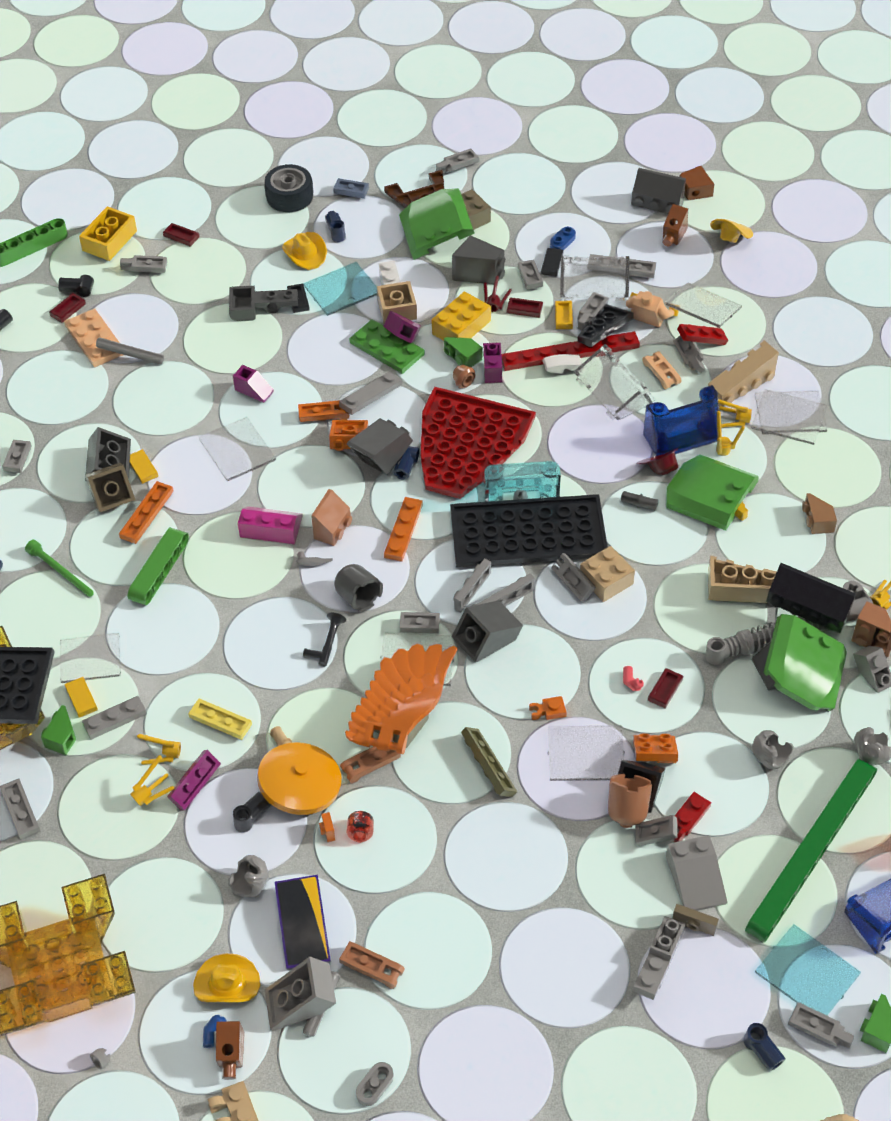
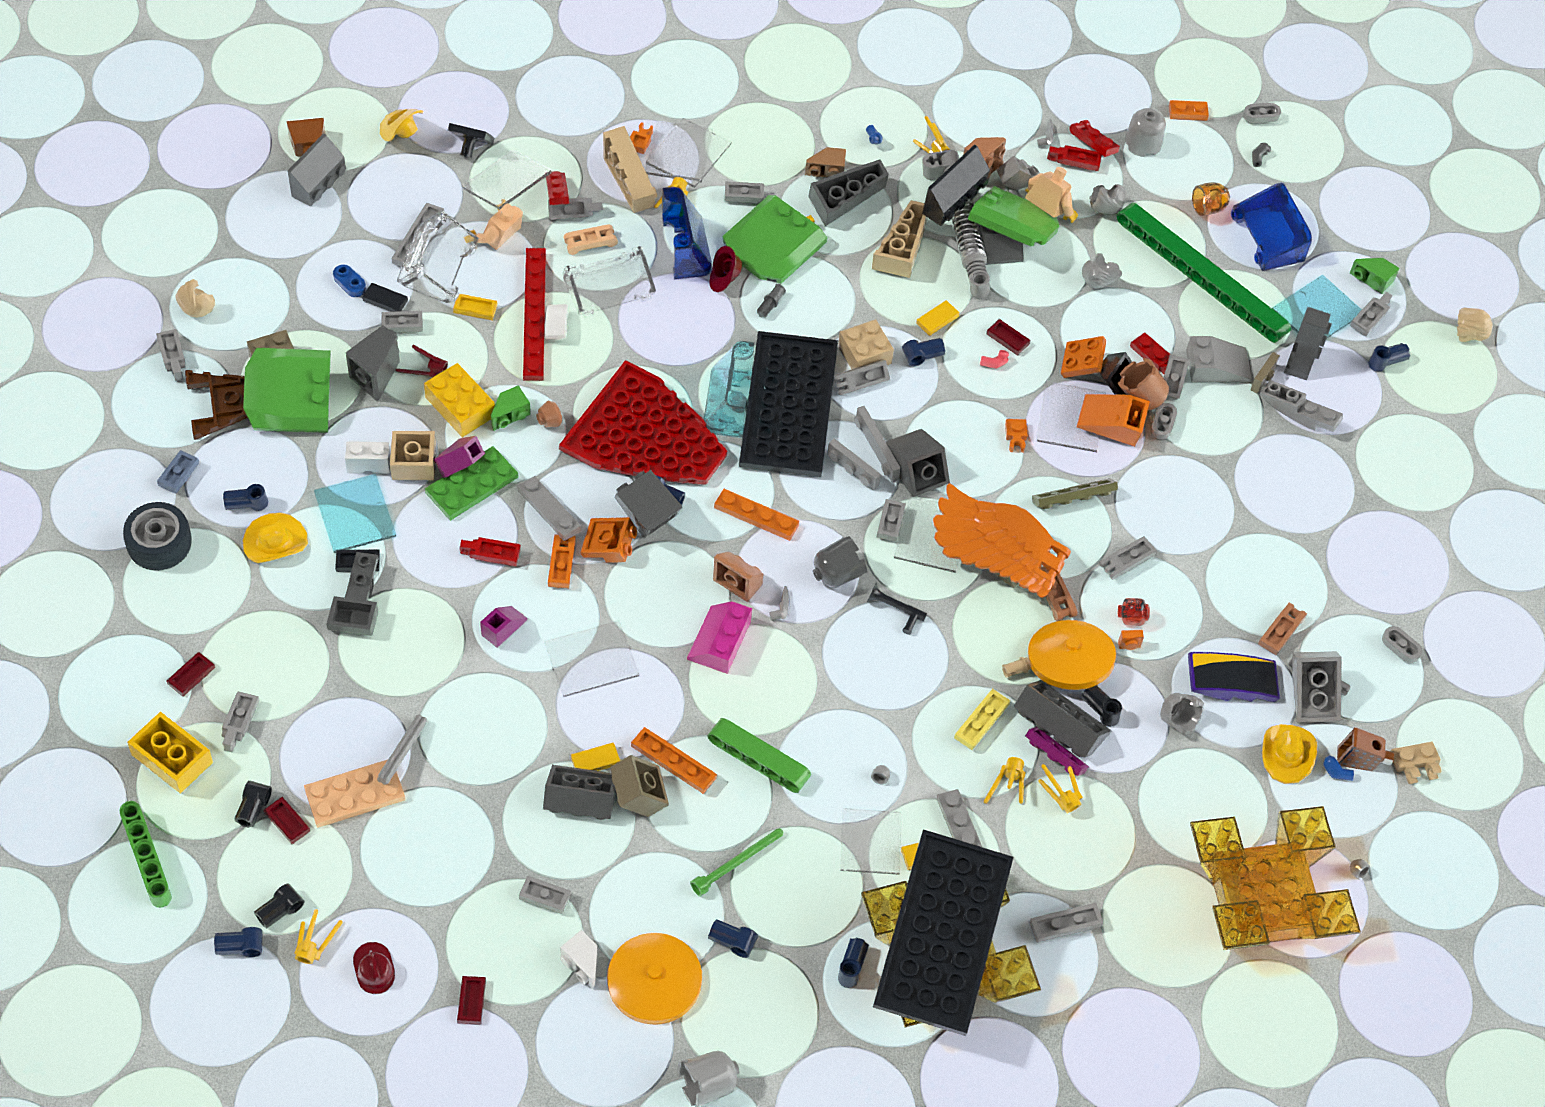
camera: 85 degrees left, 5 degrees up
(154, 653) = (880, 774): none -> light grey hinge
(228, 781) = (1061, 718): none -> dark grey slope
(322, 369) = (491, 550): none -> red hinge
(424, 817) = (1128, 557): none -> light grey hinge
(492, 362) = (539, 382): magenta slope -> none
(506, 160) = (194, 301): none -> tan hair
(524, 307) = (450, 339): dark red tile -> none
(587, 783) = (1114, 416): none -> orange slope
(590, 309) = (480, 278): light grey hinge -> none
(601, 831) = (1163, 422): none -> light grey plate
(606, 323) = (512, 268): black wing -> none
(619, 616) = (918, 352): none -> dark blue piece
(667, 628) = (937, 317): none -> yellow tile
(674, 232) = (378, 170): dark orange torso -> none
(724, 444) = (715, 214): yellow plant -> none
(736, 271) = (470, 136): none -> black tile
(736, 949) = (1307, 343): none -> dark grey wedge
(758, 461) = (744, 192): none -> light grey plate
(787, 381) = (642, 138): none -> orange plate
(788, 531) = (846, 190): none -> dark grey wedge
(846, 690) = (1052, 194): none -> light nougat torso
(872, 548) = (875, 137): none -> blue arm

